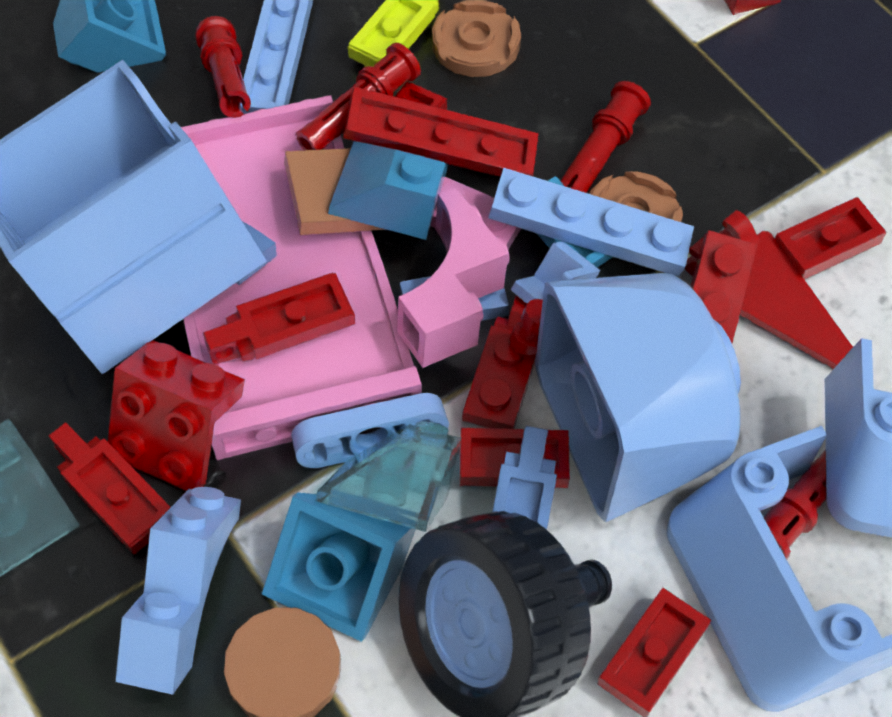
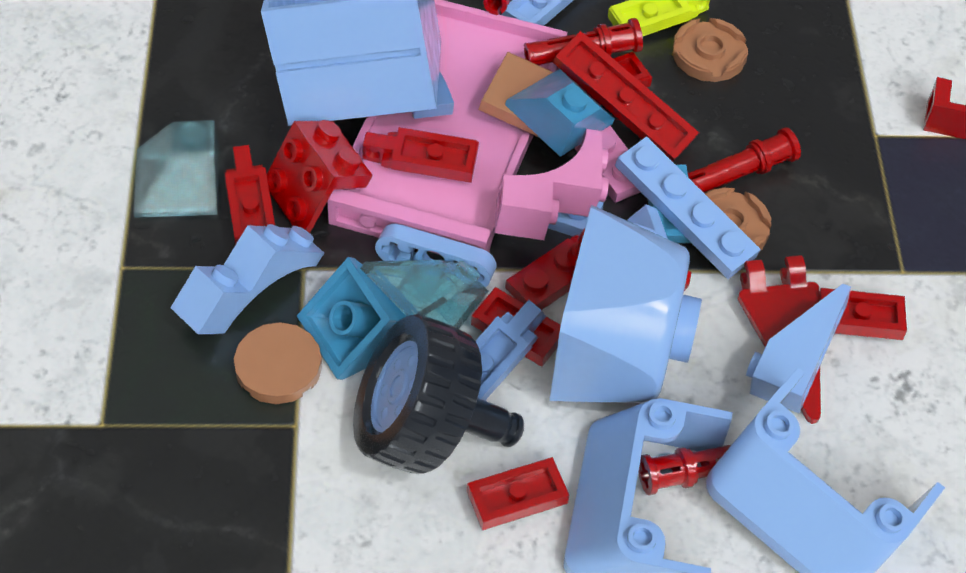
camera: 30 degrees right, 5 degrees down
(723, 277) = (739, 305): red plate -> none
(817, 319) = (795, 346): none -> light blue slope

